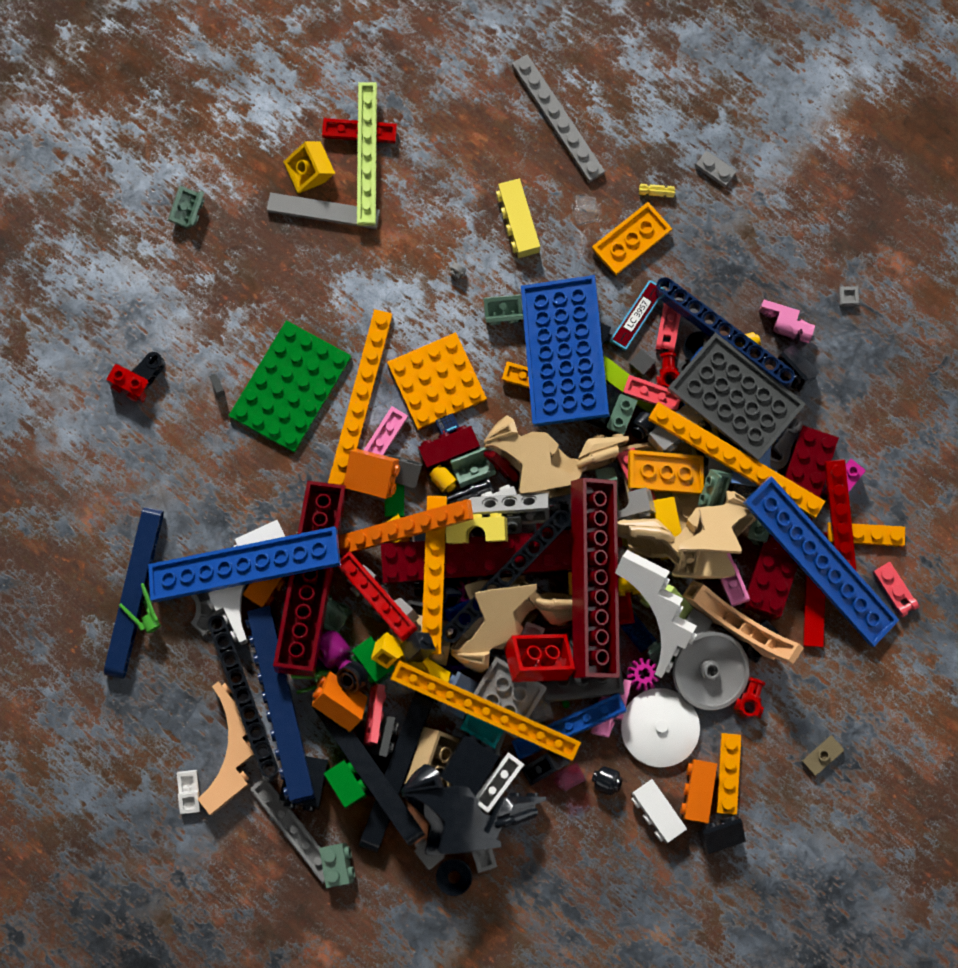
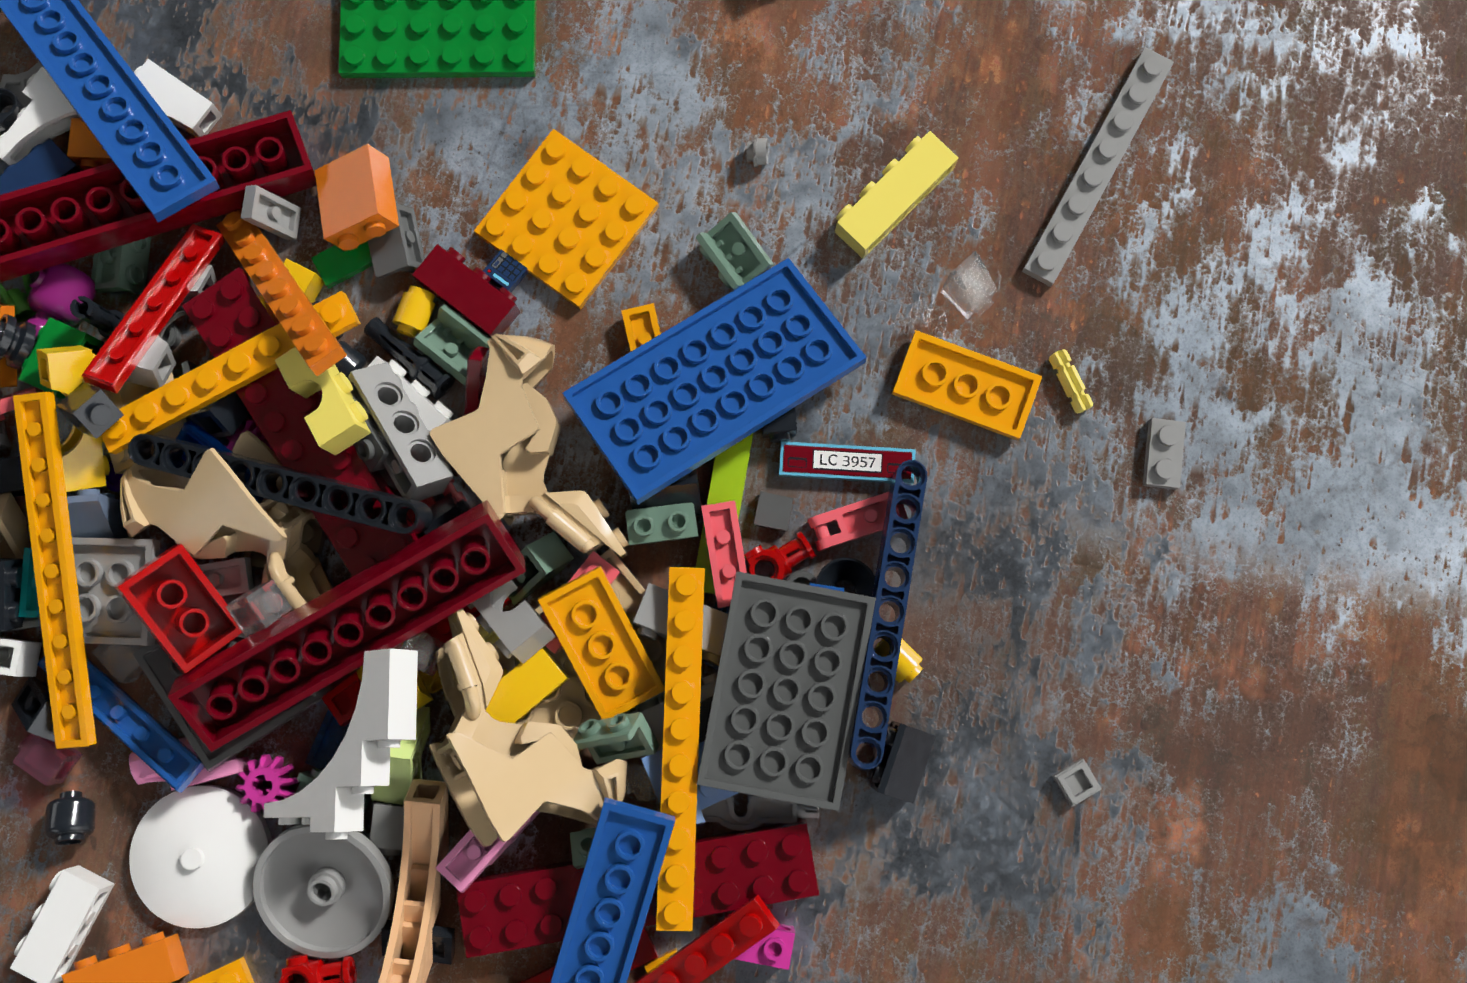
camera: 65 degrees right, 5 degrees up
(353, 520) = (270, 212): none -> light grey plate
(361, 394) = (489, 118): light orange plate -> none
(370, 629) = (96, 315): none -> black pin
(386, 431) = (440, 188): bright pink plate -> none
(560, 620) = (258, 607): none -> clear brick
(641, 426) = (659, 562): black head -> none
(786, 321) = (971, 704): bright pink plate -> none

